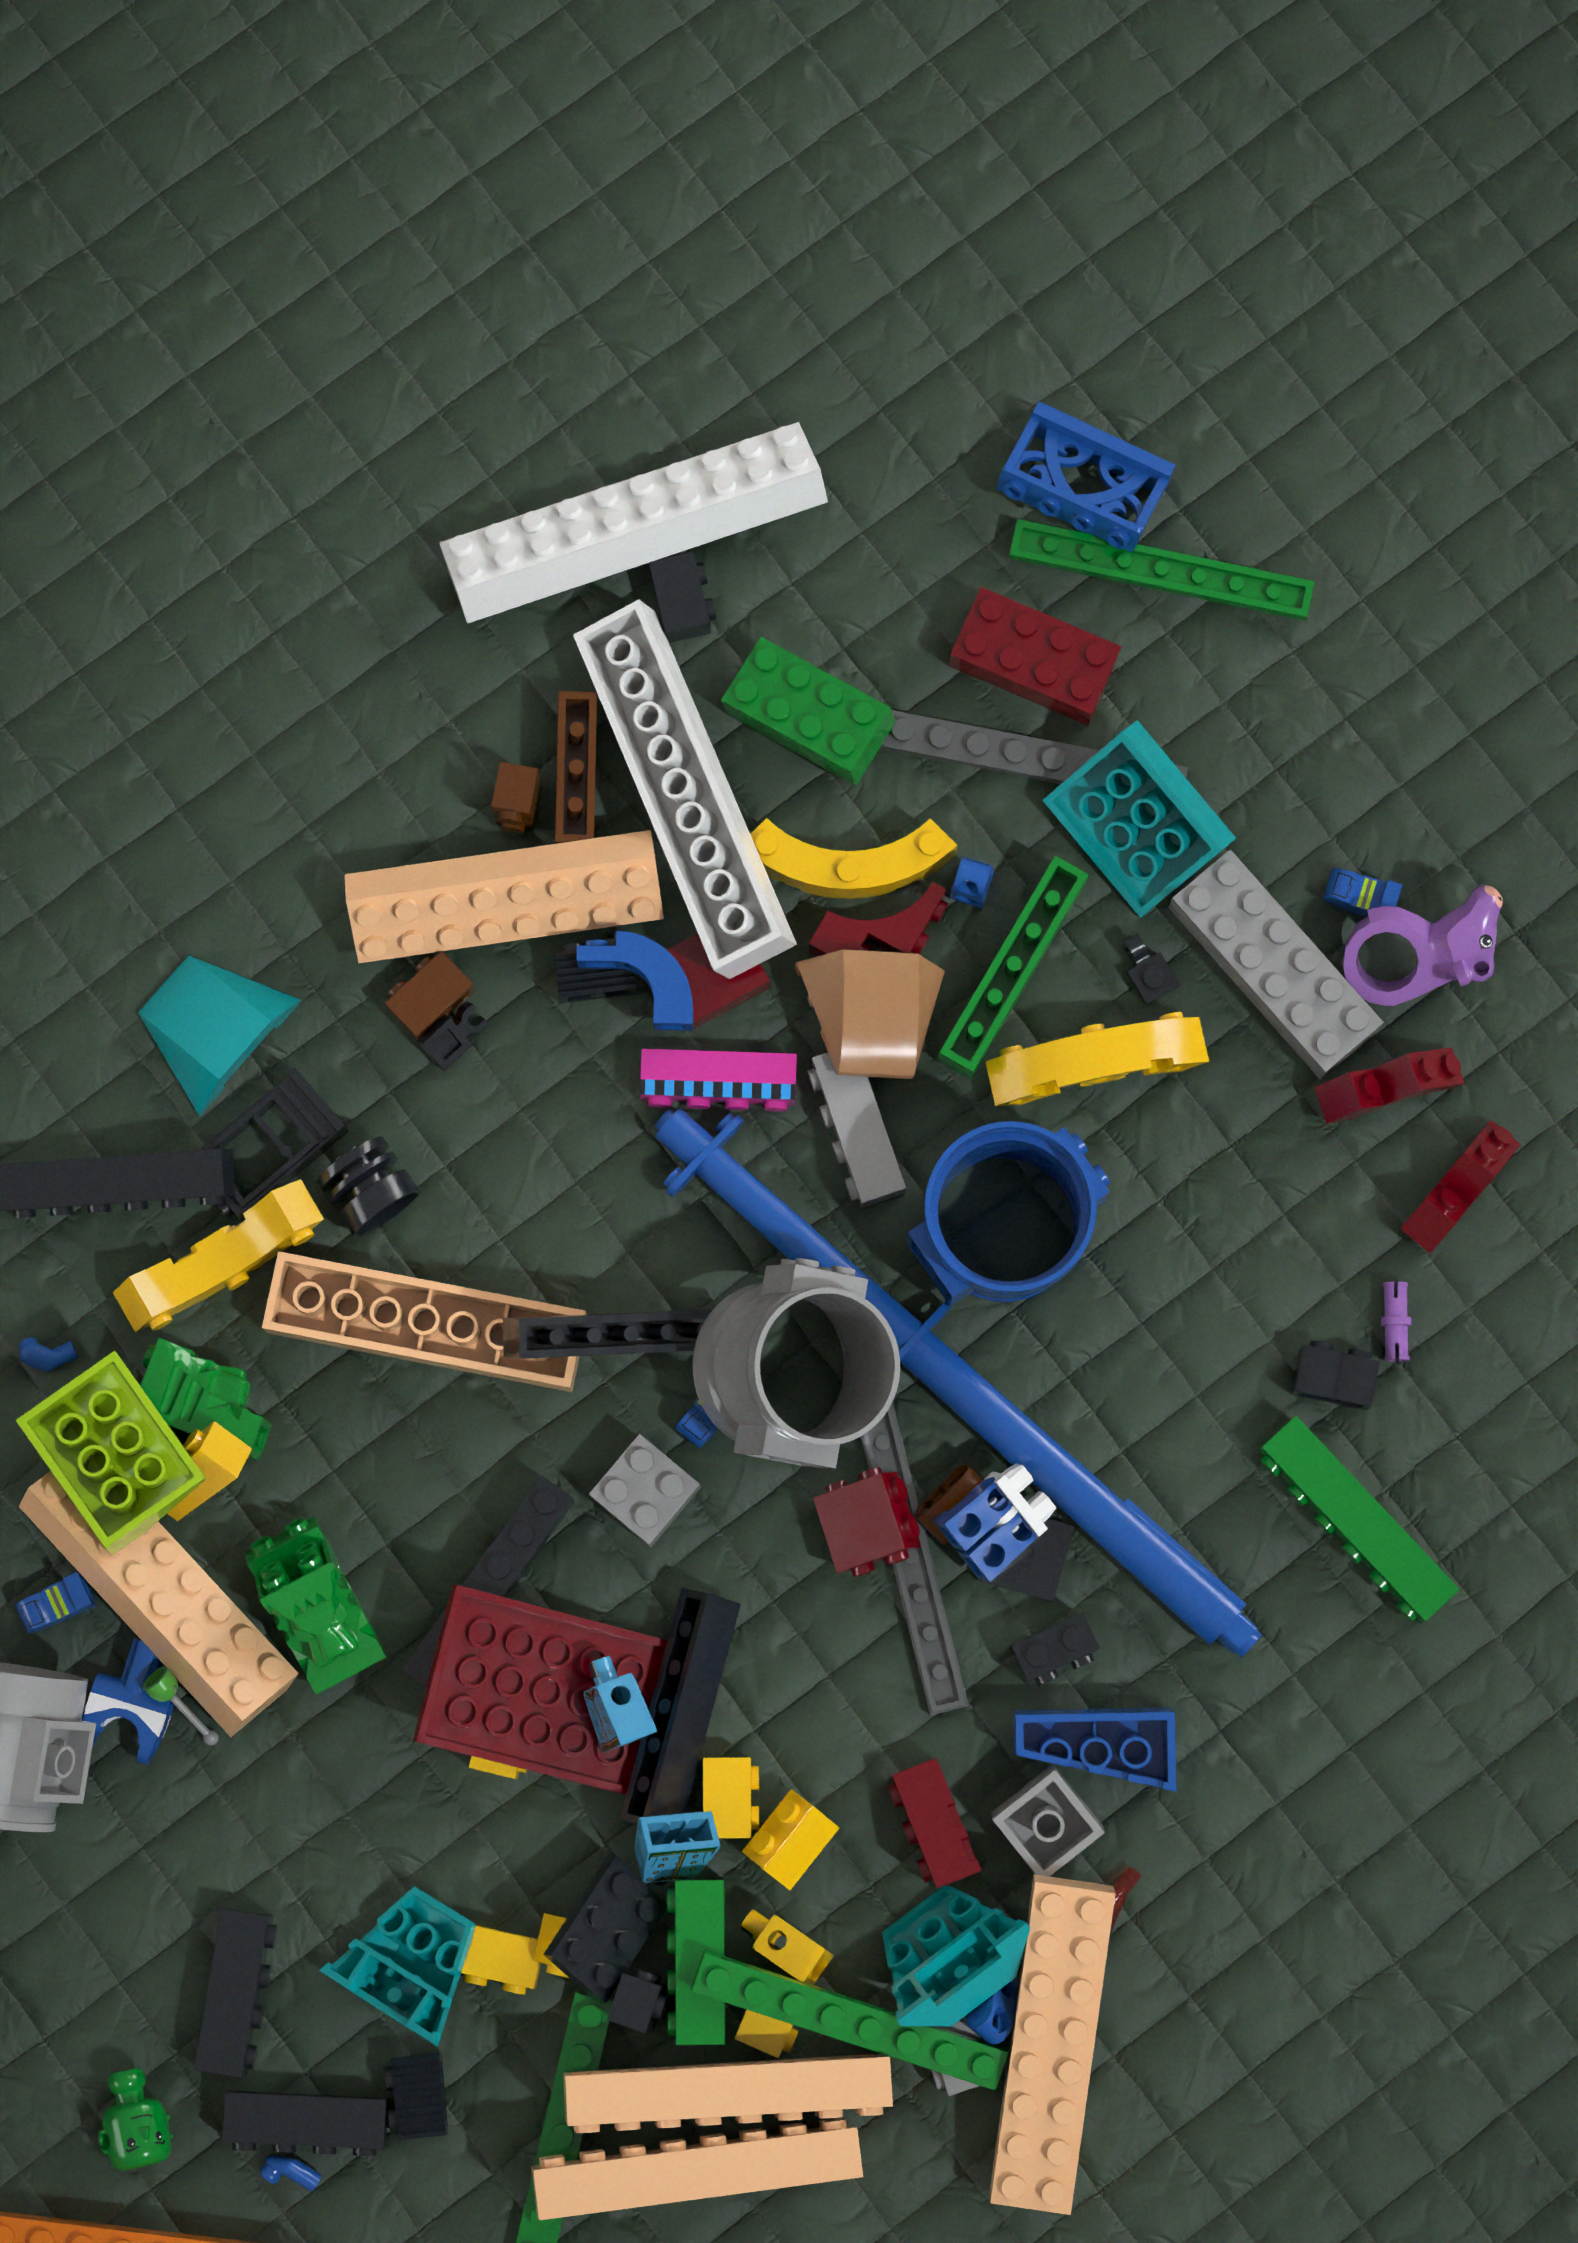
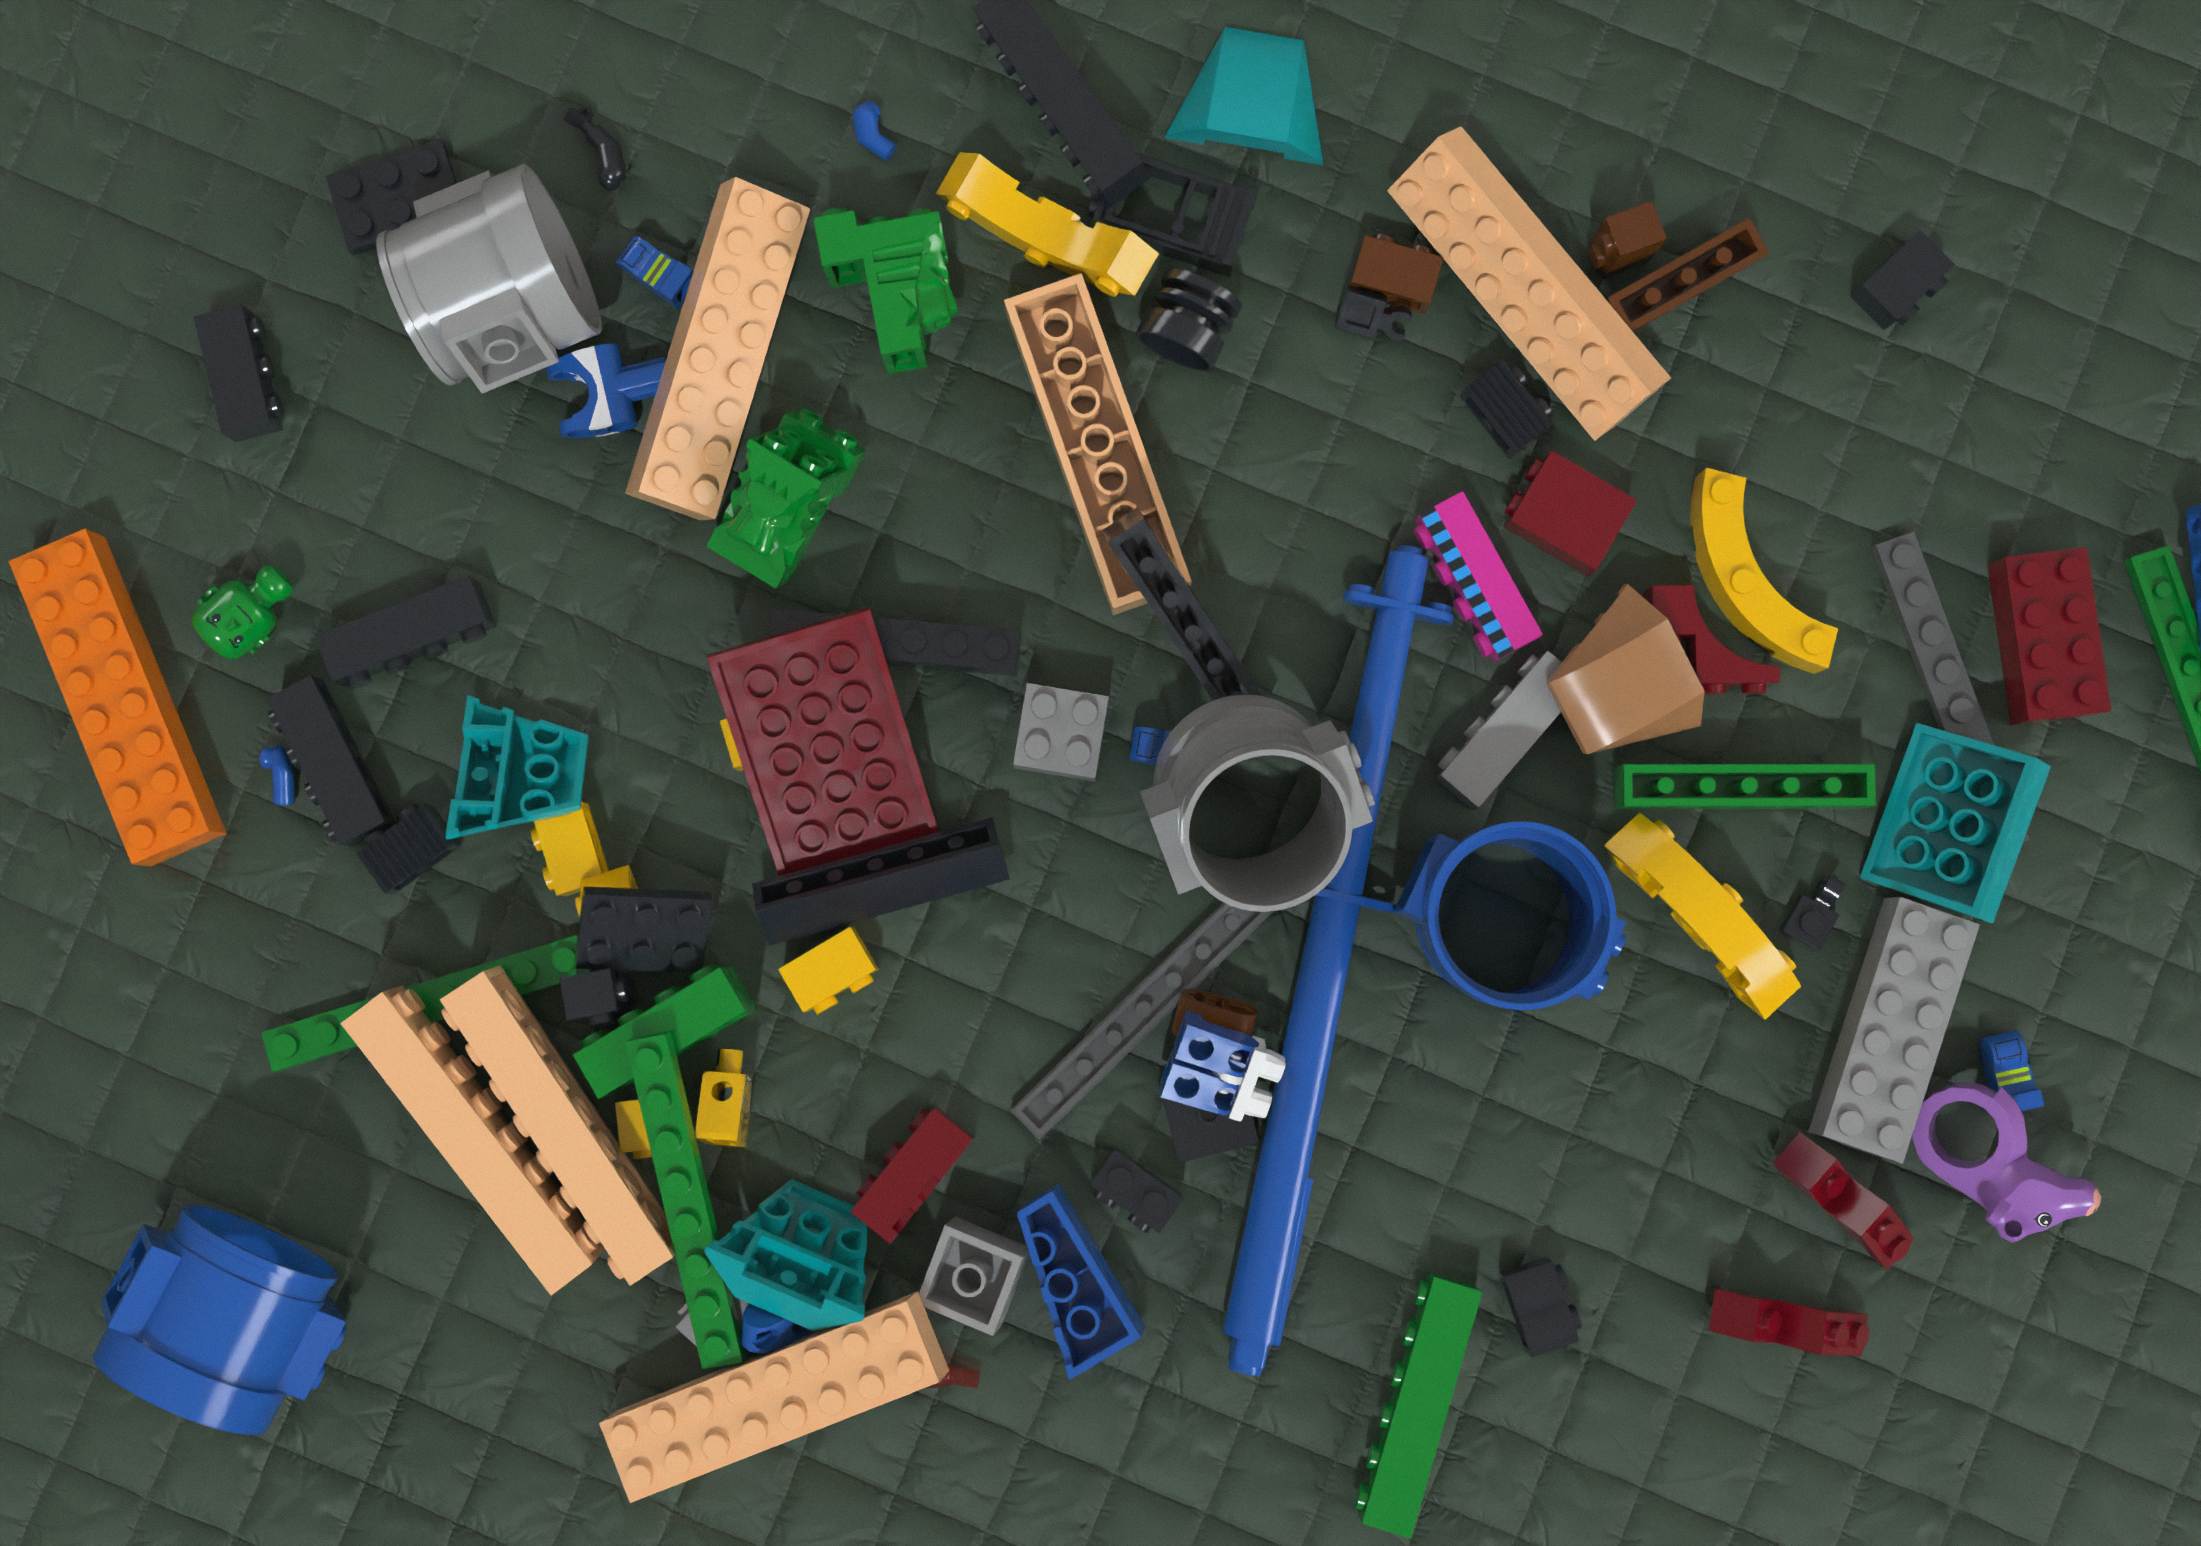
camera: 60 degrees right, 5 degrees up
(111, 1452) = (805, 226): lime slope -> none
(163, 1687) = (634, 407): hinge -> none
(220, 1460) = (840, 316): yellow brick -> none
(619, 1721) = (843, 838): dark azure torso -> none
(634, 522) = (1950, 195): white brick -> none
(655, 966) = (1547, 452): blue arch -> none
(675, 1846) = (750, 943): dark azure torso -> none
(684, 790) = (1727, 386): white brick -> none
(790, 1839) = (823, 1049): yellow brick -> none
(808, 711) = (1869, 458): green brick -> none
(867, 1522) = (1150, 951): dark red brick -> none
(972, 882) = (1800, 702): blue leg -> none
(1396, 1321) = (1624, 1333): medium lavender pin -> none

